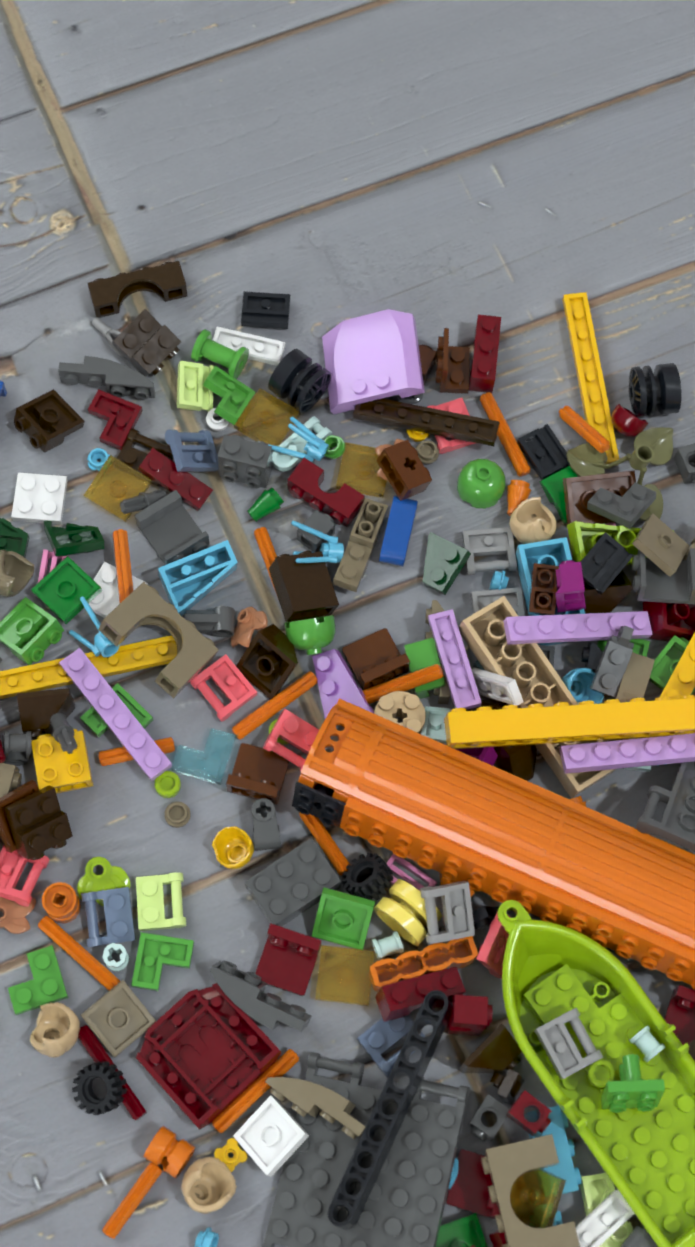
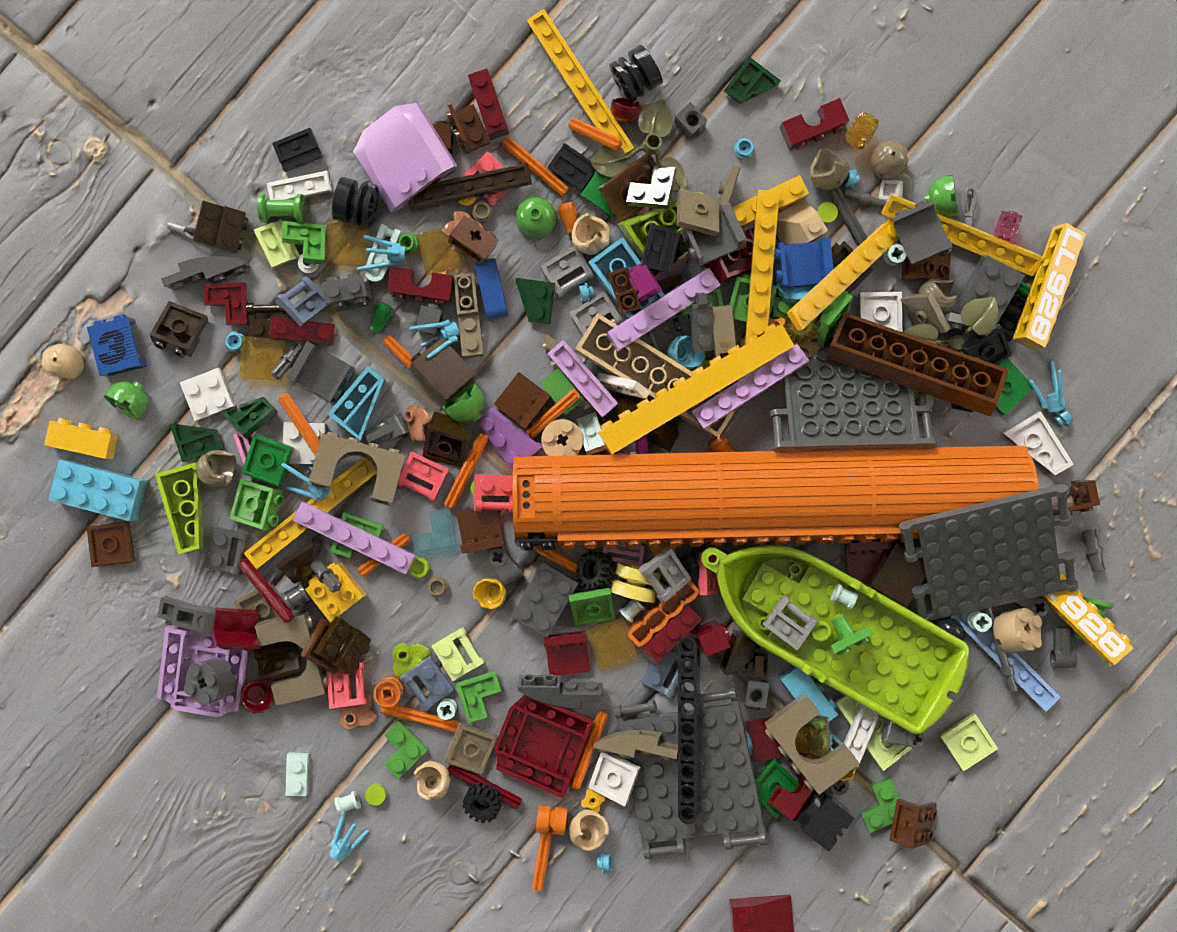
camera: 20 degrees left, 20 degrees up
(164, 280) = (168, 196): dark brown arch -> none
(516, 1113) = (775, 679): dark red brick -> none

